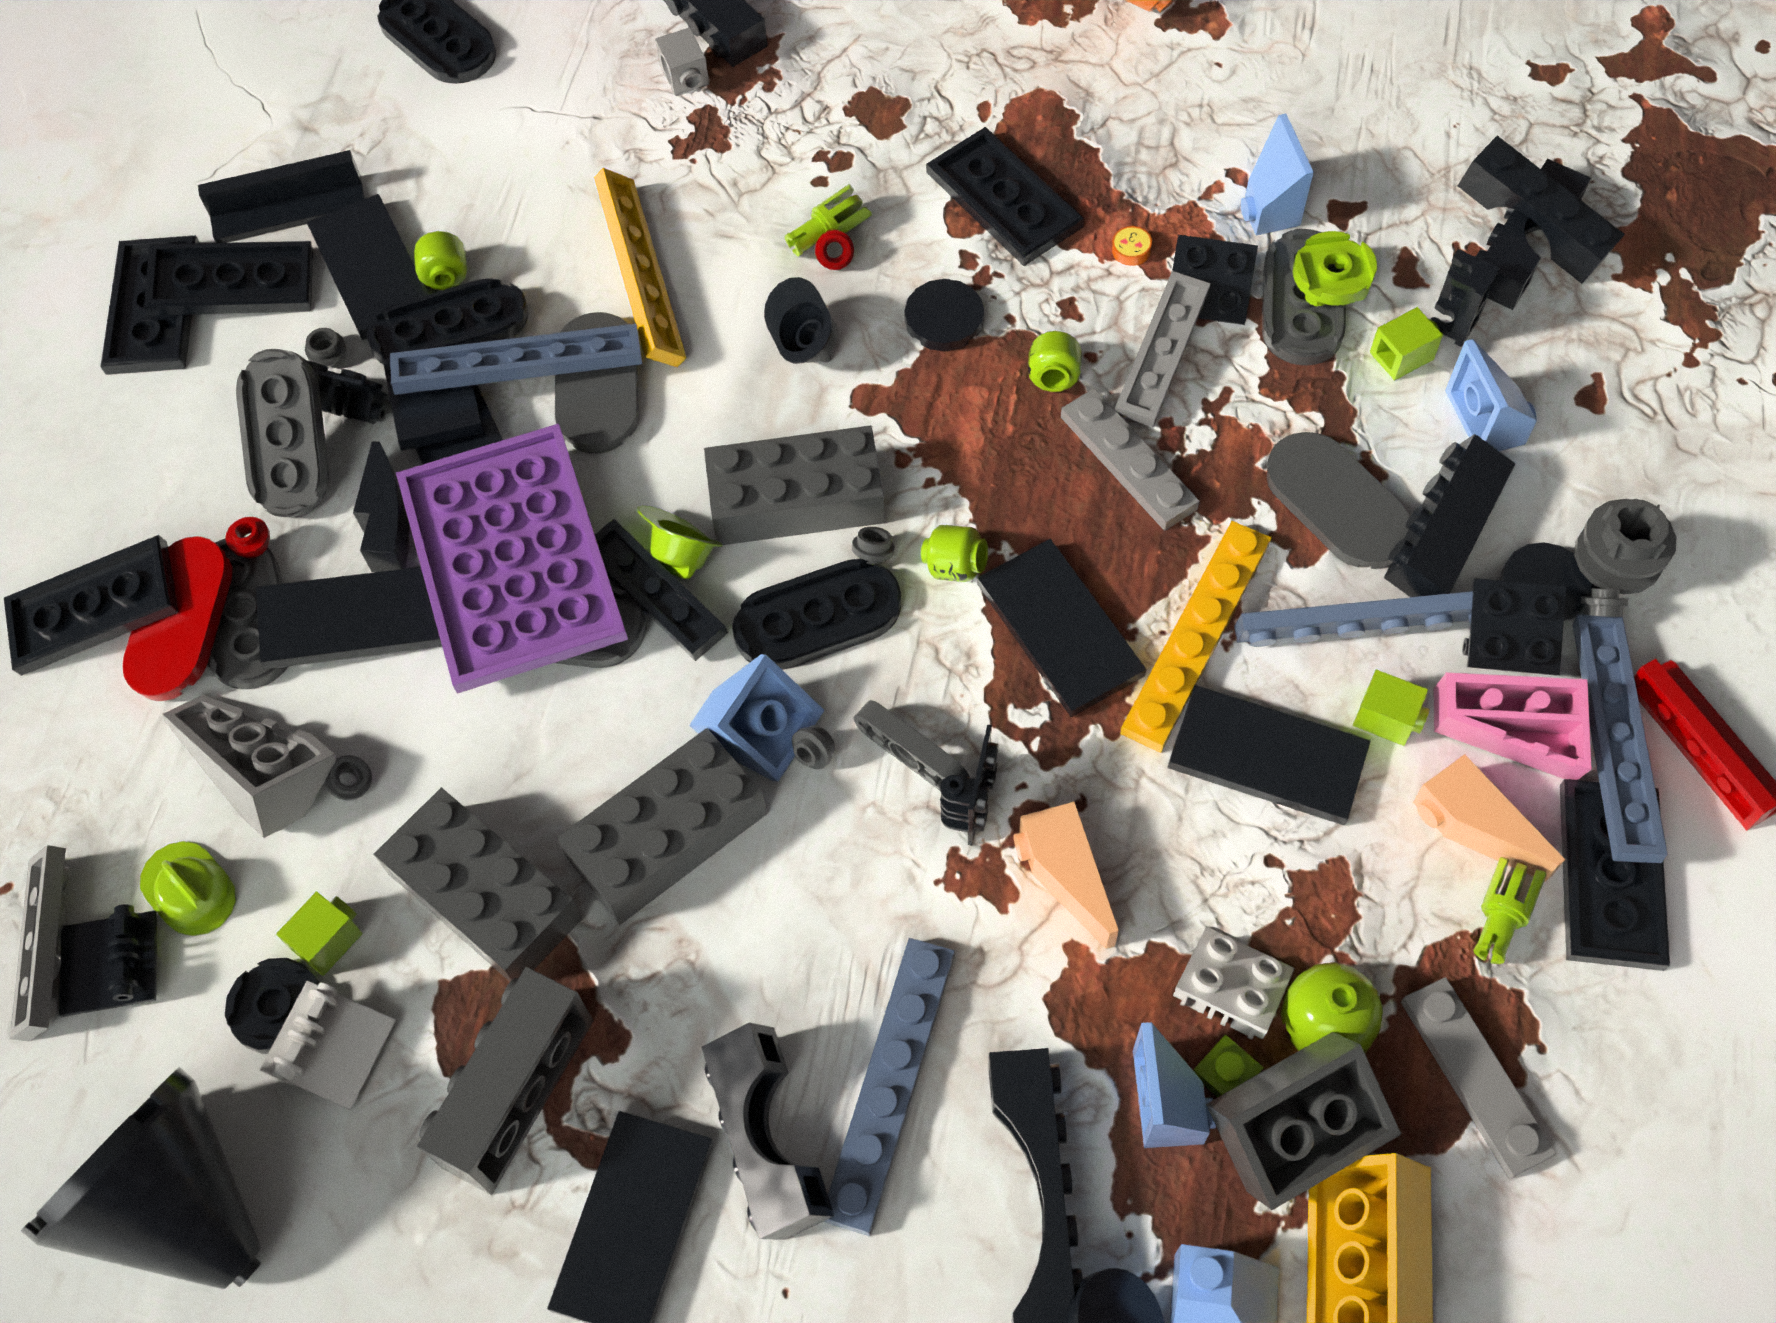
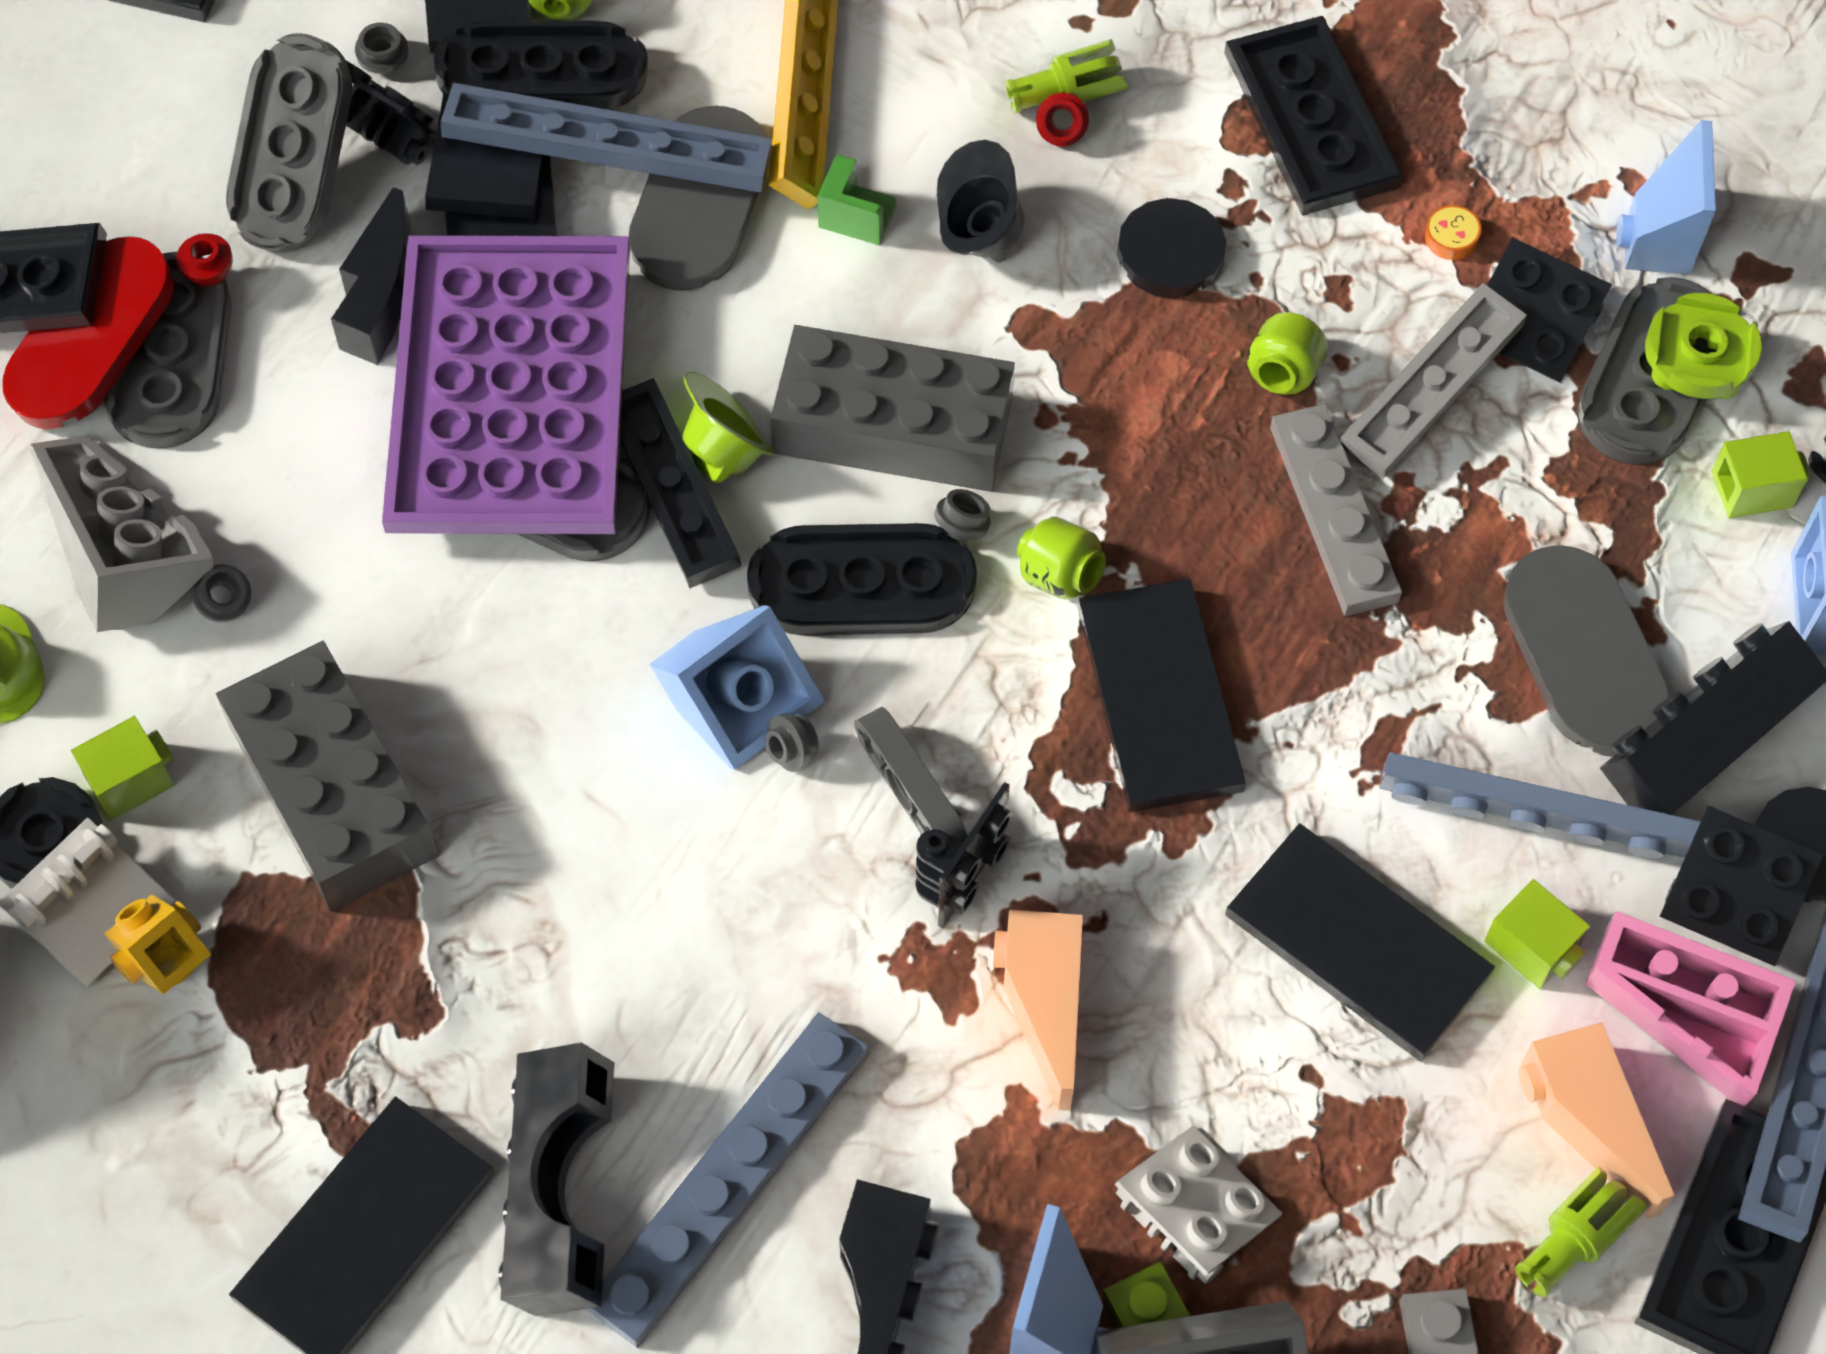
camera: 15 degrees right, 0 degrees up
(344, 618) = (284, 396): black tile -> none
(394, 1058) = (156, 943): none -> yellow brick
(506, 1080) = (275, 1012): dark grey brick -> none
(663, 825) = (573, 775): dark grey brick -> none
(712, 356) = (851, 208): none -> bright green panel
(1195, 637) = (1328, 762): yellow plate -> none
(1332, 1000) = (1314, 1270): lime cylinder -> none

